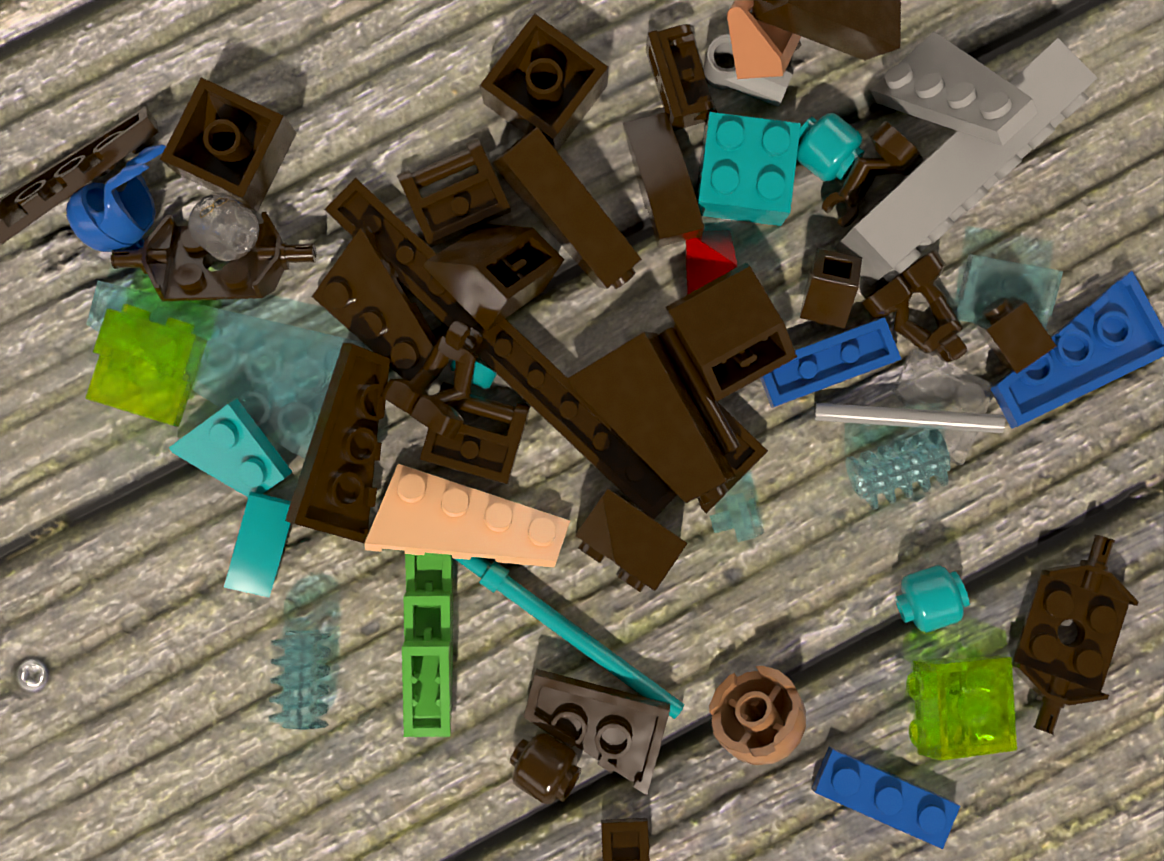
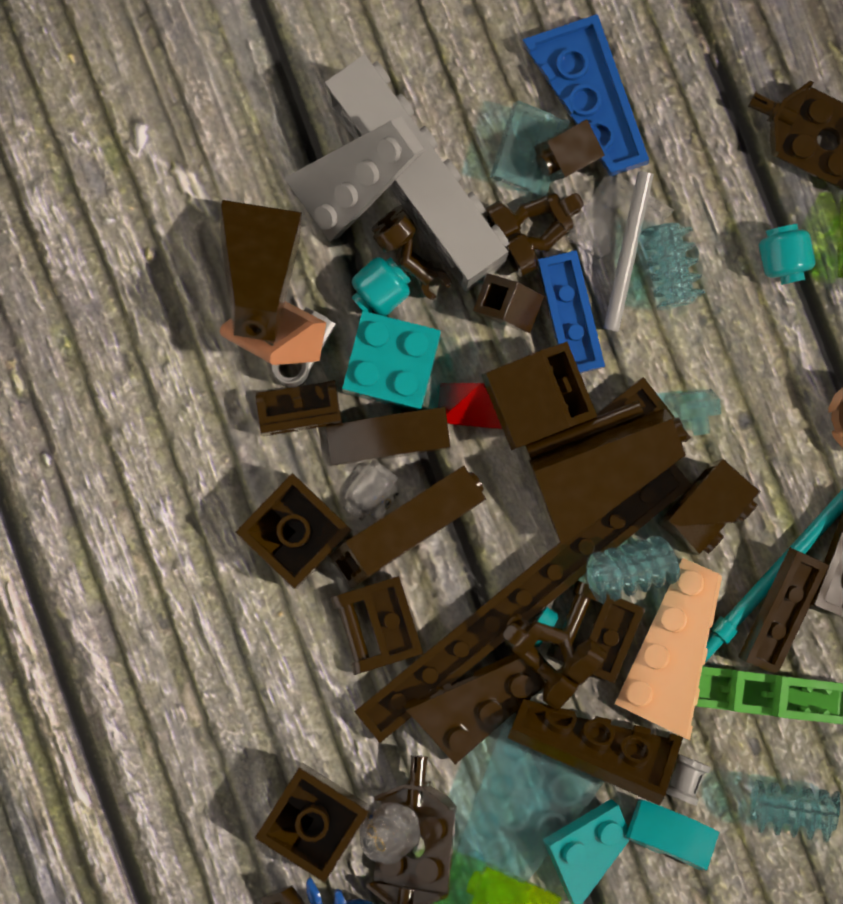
camera: 85 degrees left, 0 degrees up
(322, 553) = (687, 779): none -> light grey bush
(495, 270) = (456, 597): dark brown slope -> none
(523, 640) = (783, 611): none -> dark brown plate
(552, 461) = (632, 568): none -> clear light blue piece
(600, 163) = (369, 491): none -> clear head

